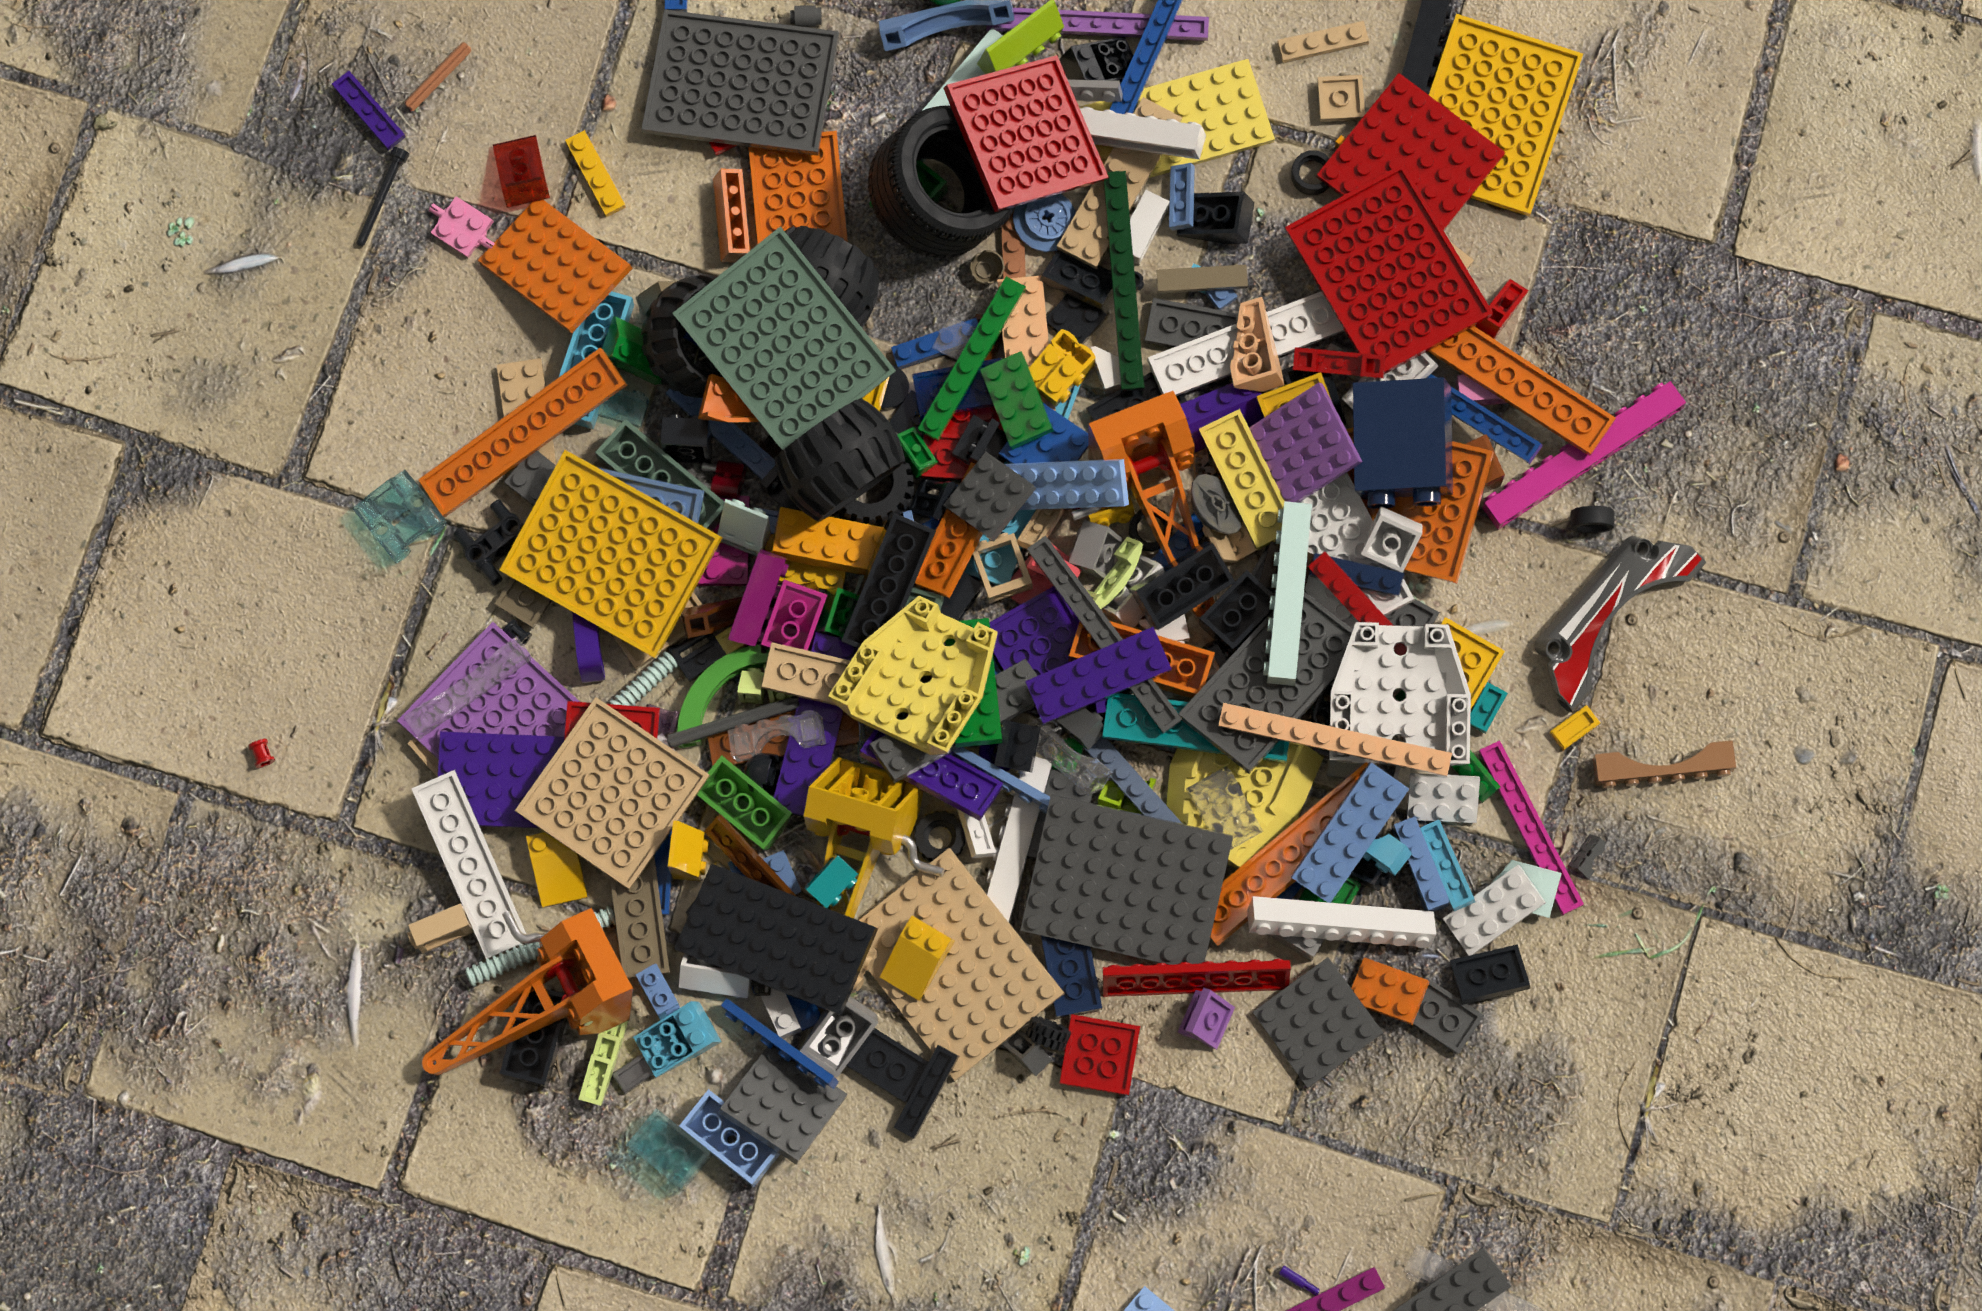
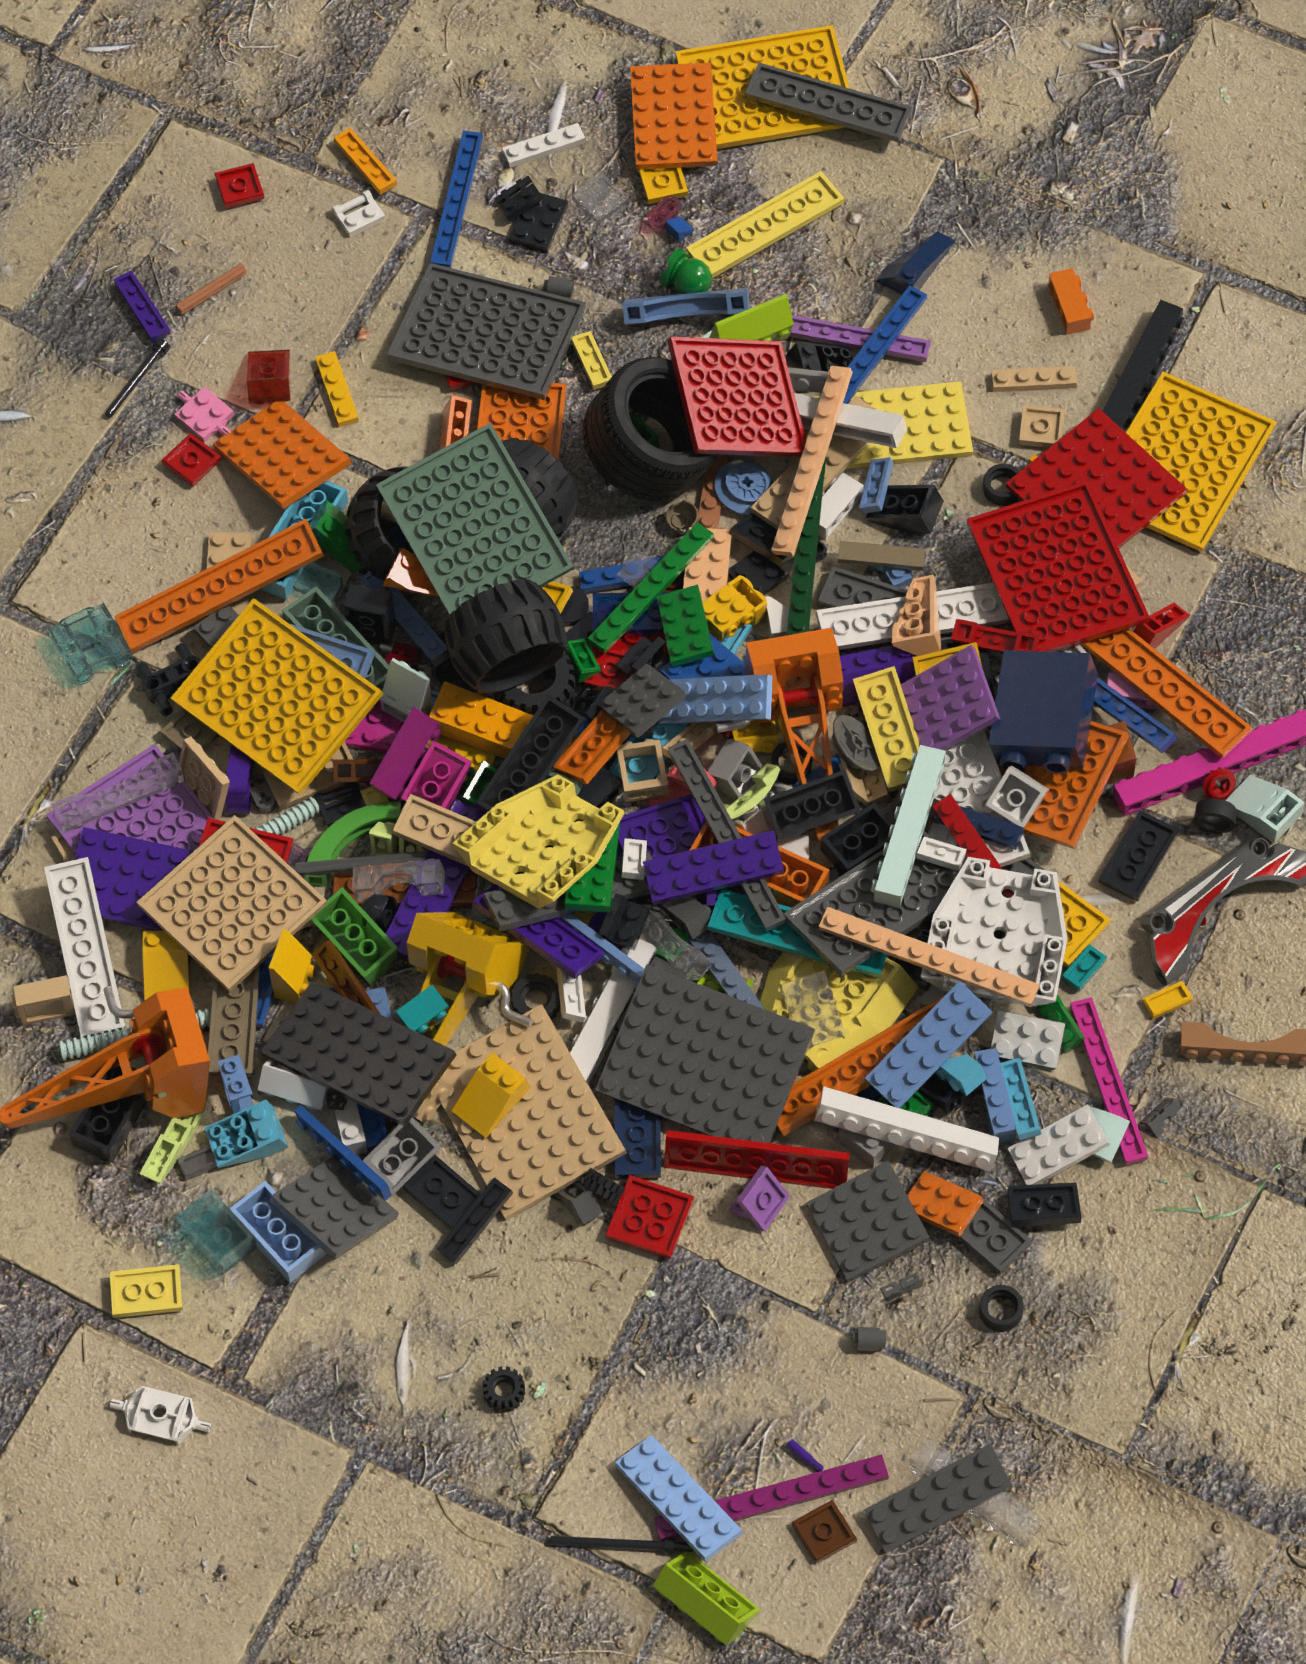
camera: 10 degrees right, 15 degrees down
(460, 283) = (191, 460): none -> red plate
(553, 656) = (203, 777): none -> tan plate
(611, 1222) = (146, 1291): none -> light yellow plate
(617, 652) = (258, 795): none -> dark grey beam
(857, 97) = (591, 359): none -> light yellow plate
(989, 1278) = (503, 1376): none -> black tyre
(1014, 675) = (633, 857): none -> white plate
(1114, 188) = (812, 461): none -> light nougat plate
(1325, 617) = (941, 853): none -> white plate
(1340, 1147) = (869, 1338): none -> dark grey brick
(1366, 1081) = (908, 1286): none -> dark grey piece
(1453, 1104) = (1001, 1291): none -> black tyre
(1521, 574) = (1138, 856): none -> black plate
(1597, 479) = (1227, 783): none -> red gear
(1638, 498) = (1266, 807): none -> light aqua slope

